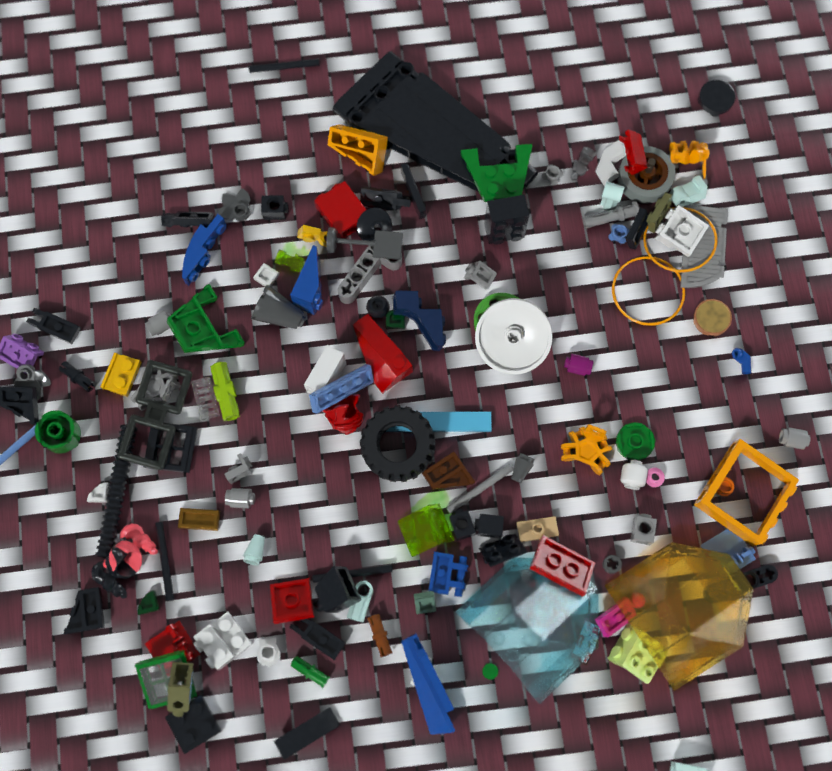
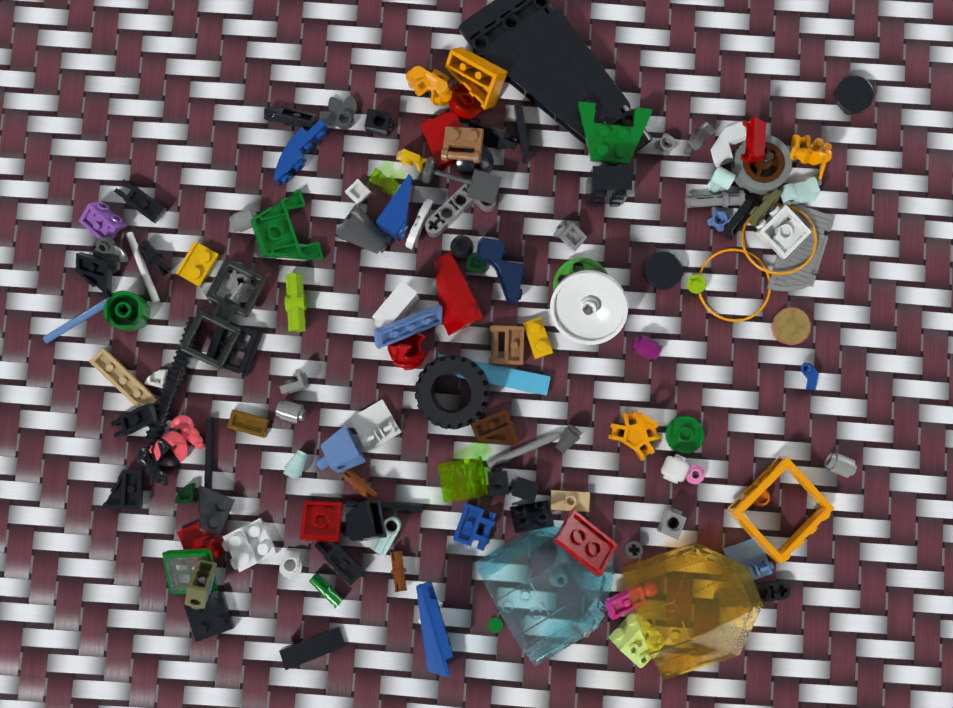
camera: 10 degrees right, 10 degrees up
(65, 502) = (122, 379): none -> tan plate
(66, 388) = (142, 267): none -> white bar
(84, 537) = (135, 420): none -> black hinge
(179, 612) = (213, 510): none -> black wing
(201, 383) = (268, 298): clear slope -> none
(297, 526) = (340, 452): none -> medium blue torso
(318, 160) = (439, 87): none -> light orange piece
(321, 555) = (359, 484): none -> dark orange pin
(327, 494) = (375, 425): none -> white hinge
(334, 283) = (416, 229): none -> white tile
(352, 174) = (464, 104): none -> red tile
(359, 204) = (462, 138): none -> medium nougat plate
(425, 602) = (447, 549): sand green tile -> none
(447, 388) = (512, 347): none -> medium nougat plate
(470, 378) = (537, 338): none -> yellow plate
(577, 290) = (663, 270): none -> black tile
(612, 296) = (696, 284): none -> lime tile

